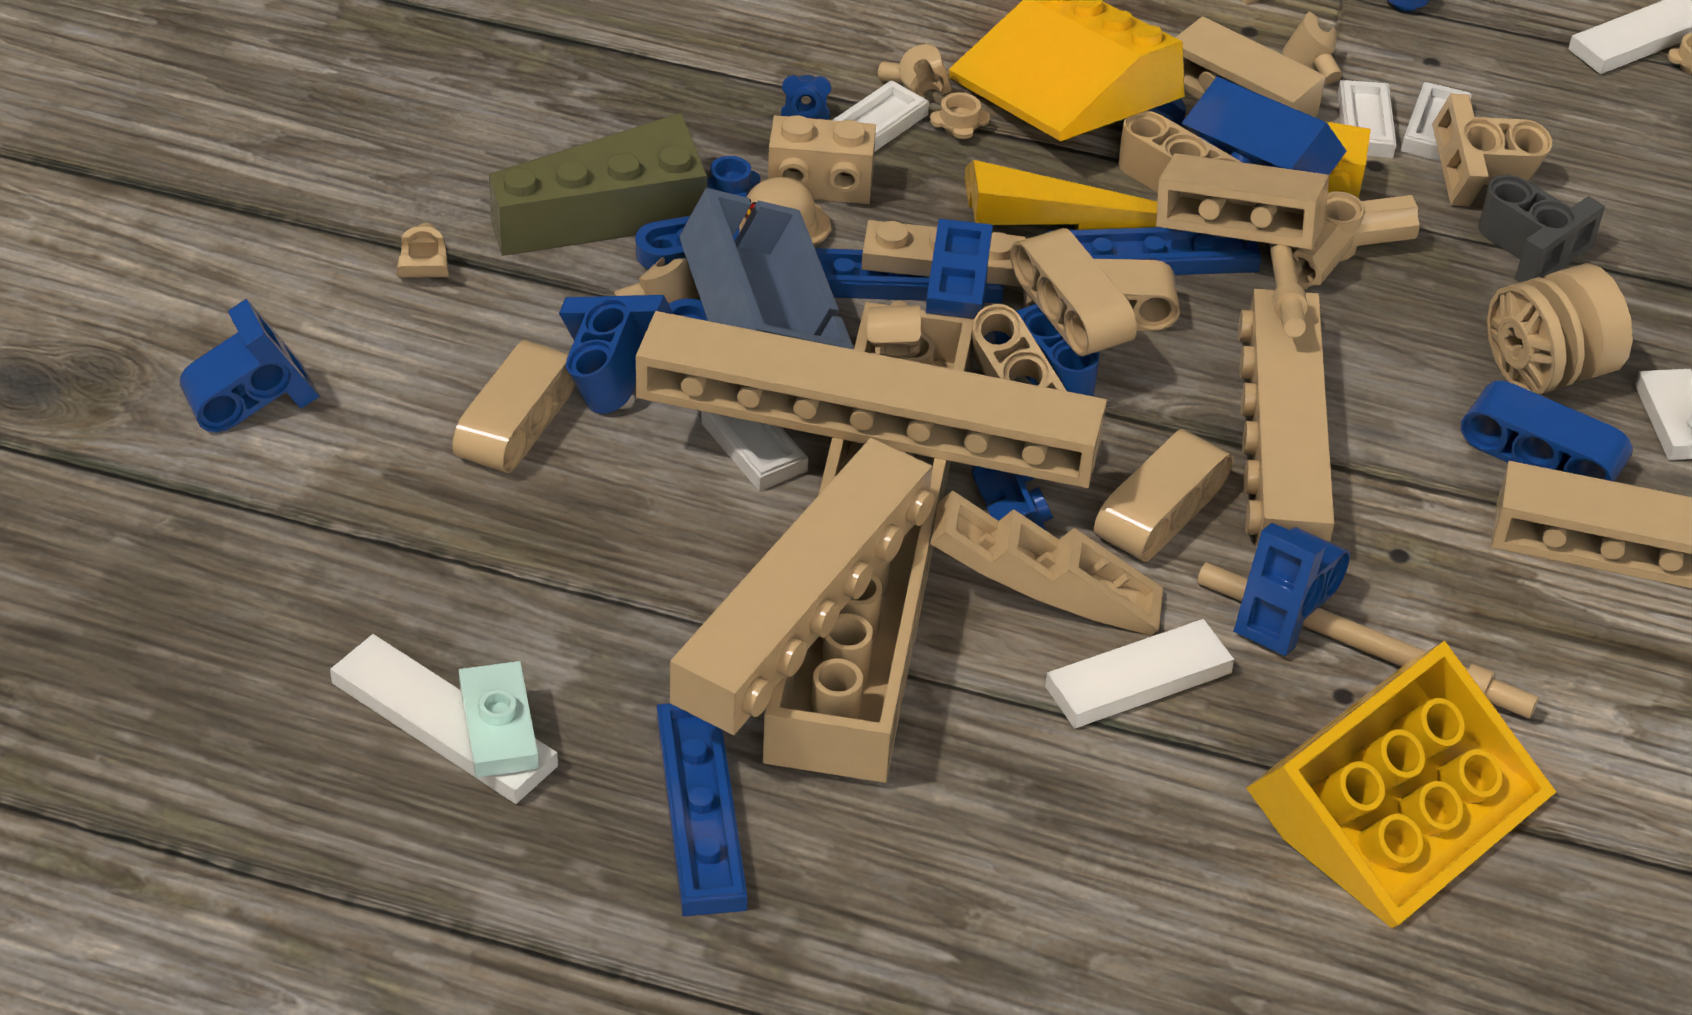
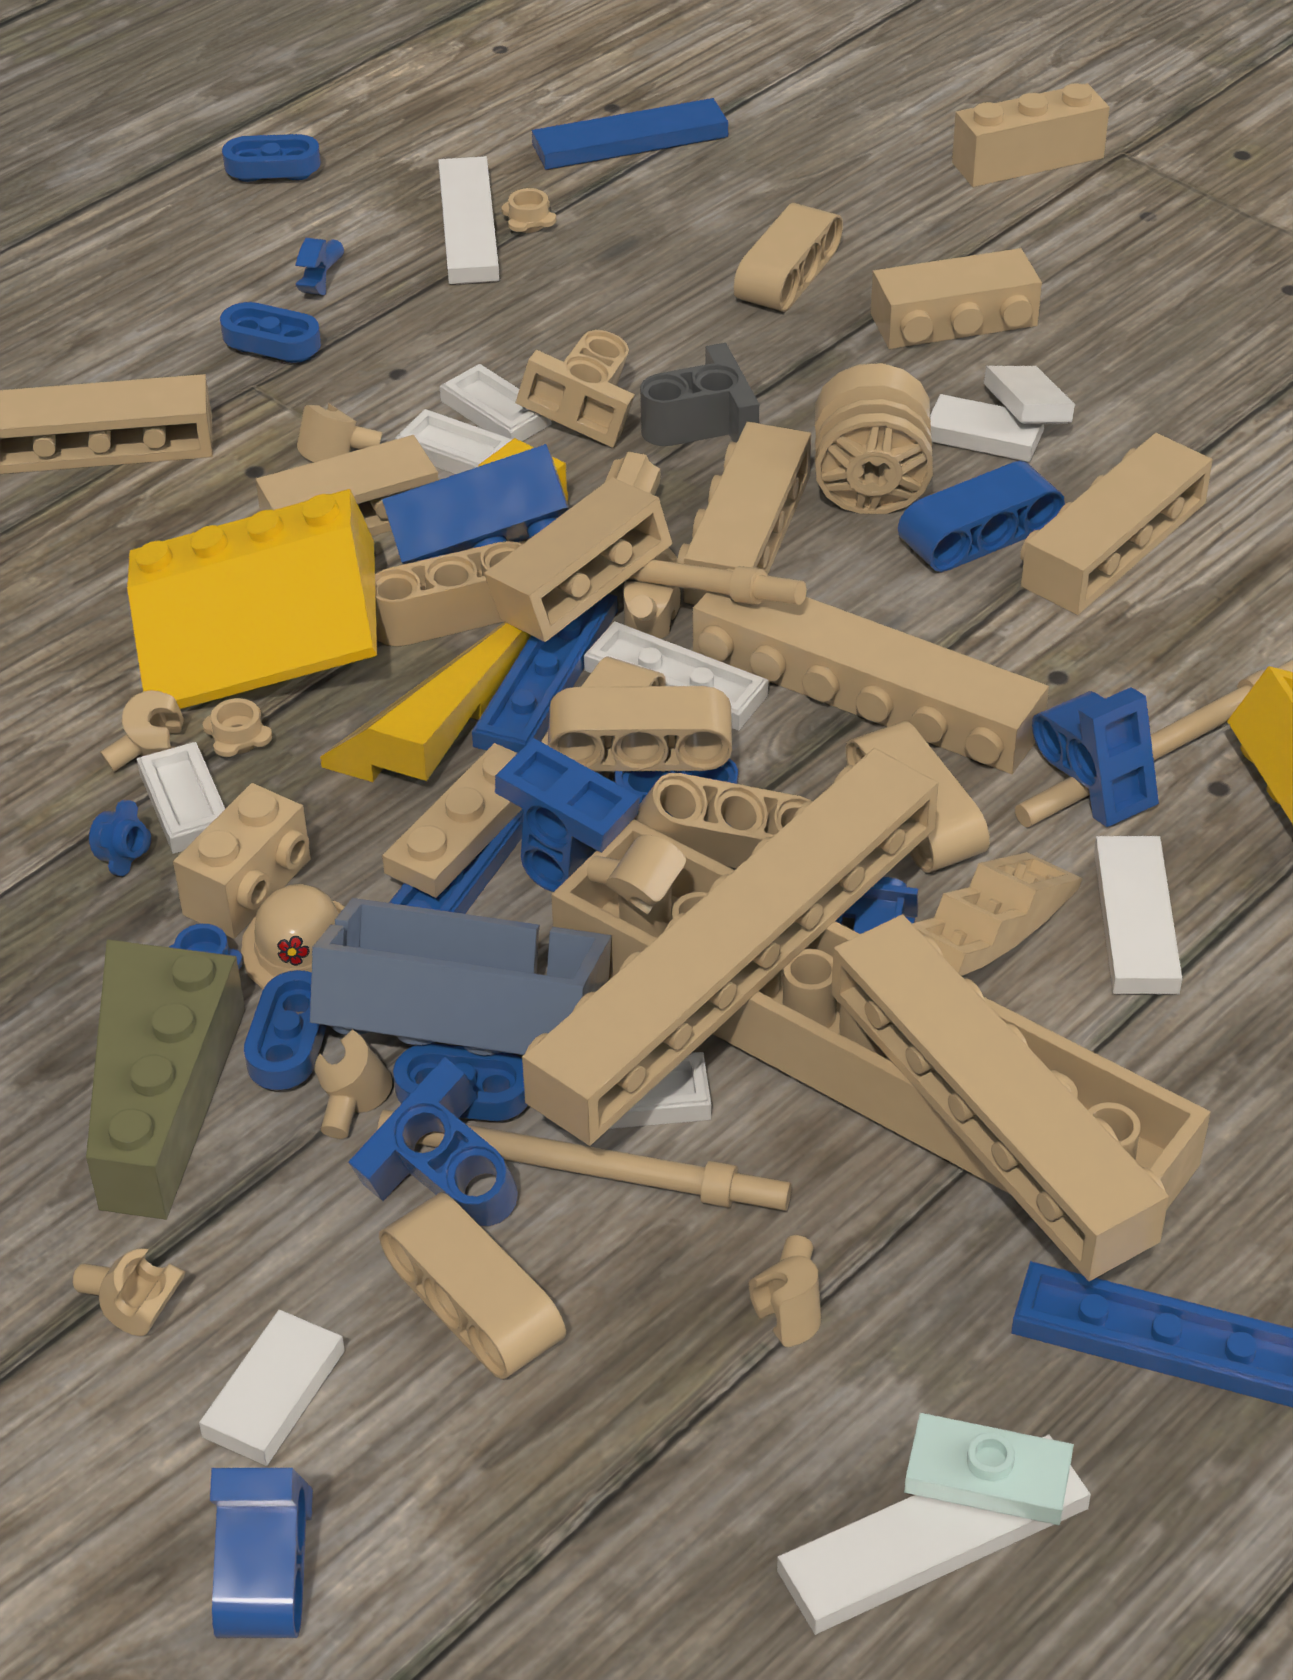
camera: 60 degrees left, 0 degrees up
(387, 348) = (272, 1387): none -> white tile
(602, 577) = (790, 1292): none -> tan piece
(687, 501) = (716, 1183): none -> tan bar
(1205, 324) = (681, 668): none -> white tile
(1251, 271) = (650, 607): none -> tan piece
(1410, 296) = (750, 502): none -> tan brick

